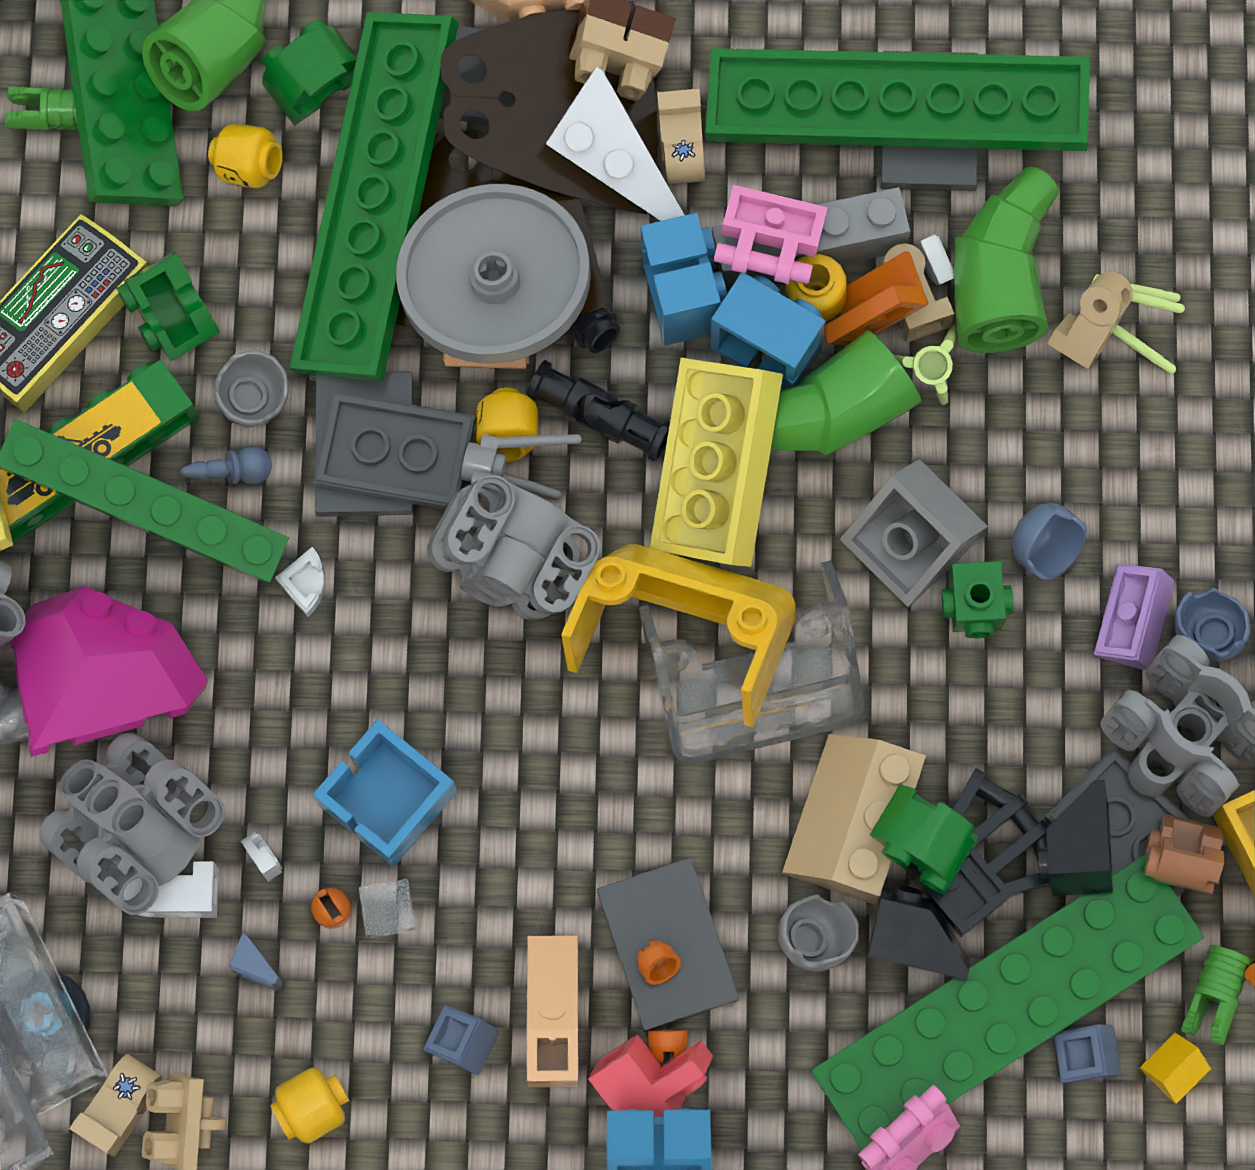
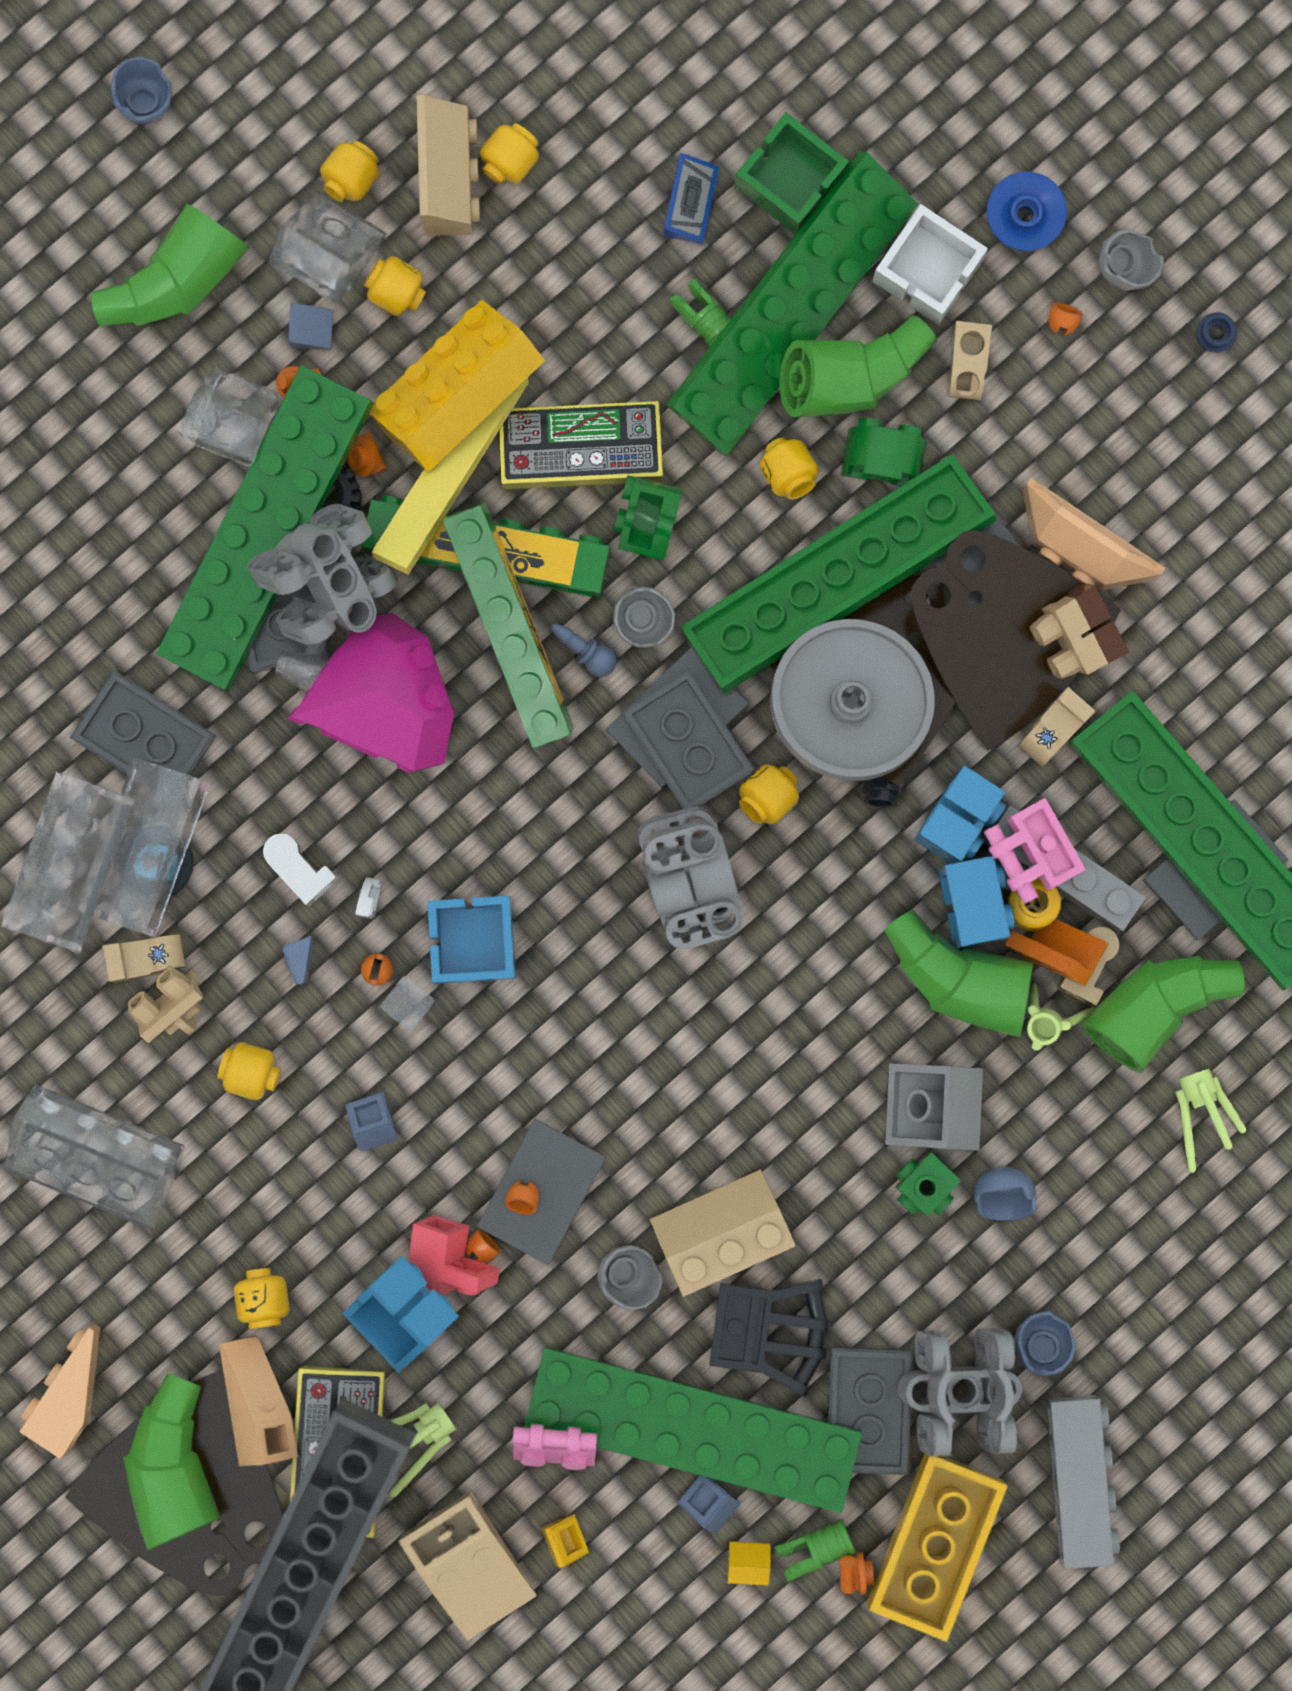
camera: 45 degrees right, 10 degrees up
(130, 821) = (312, 807): light grey piece -> none
(304, 581) = (558, 763): white tile -> none
(485, 460) = (728, 809): light grey plant -> none
(552, 1011) = (436, 1162): light nougat slope -> none
(604, 414) = (834, 849): black piece -> none
(607, 145) = (1003, 687): white wing -> none
(716, 462) = (862, 947): light yellow slope -> none
(753, 610) = (793, 1056): yellow windscreen -> none
(809, 694) = (745, 1104): clear windscreen -> none
(915, 934) = (682, 1338): black slope -> none
(926, 835) = (743, 1292): green cylinder -> none
(937, 262) = (1122, 960): white tile -> none
(1080, 846) = (826, 1390): black slope -> none
(1101, 310) = (1184, 1095): tan leg -> none
(1134, 616) = (1008, 1288): lavender slope -> none
(1185, 854) = (882, 1456): nougat cylinder -> none

